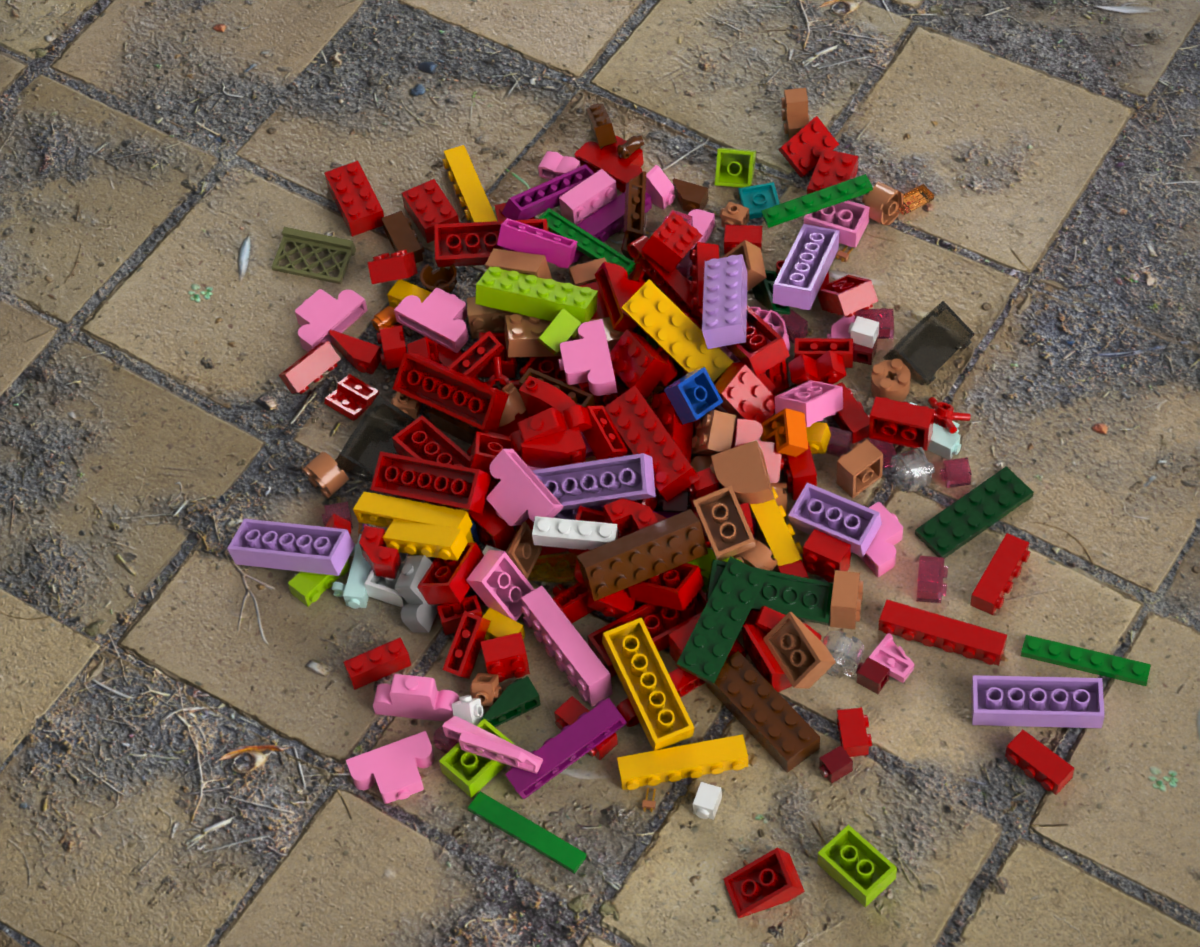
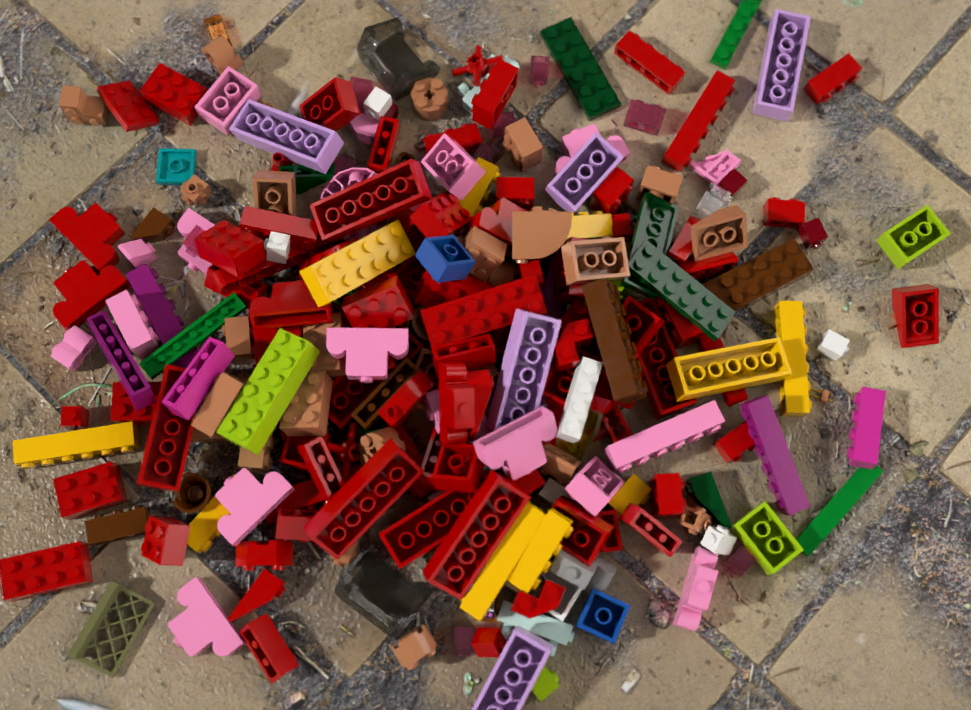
camera: 90 degrees left, 20 degrees up
(351, 397) = (313, 608): red slope -> none
(375, 622) = (602, 616): none -> blue brick
(377, 663) = (645, 621): red brick -> none
(384, 318) = (223, 558): orange brick -> none
(393, 767) = (760, 620): bright pink brick -> none
(485, 744) = (767, 523): bright pink wedge -> none
(494, 183) = (74, 417): none -> red brick
(559, 331) = (325, 374): lime brick -> none
(601, 125) = (36, 293): reddish brown brick -> none
(617, 842) = (866, 427): none -> dark pink brick
(633, 144) = (76, 269): reddish brown arm -> none
(634, 211) = (171, 279): reddish brown wedge -> none
(673, 151) = (91, 233): none -> red brick
(682, 278) = (277, 247): none -> white brick
(725, 301) = (337, 206): lavender brick -> none
(735, 167) = (129, 178): lime slope -> none
(738, 233) = (224, 190): red brick -> none
(787, 431) = (492, 186): orange brick -> none
(816, 201) = (209, 109): green plate -> none
(826, 369) = (406, 146): red brick -> none
(912, 470) = (533, 102): clear brick -> none

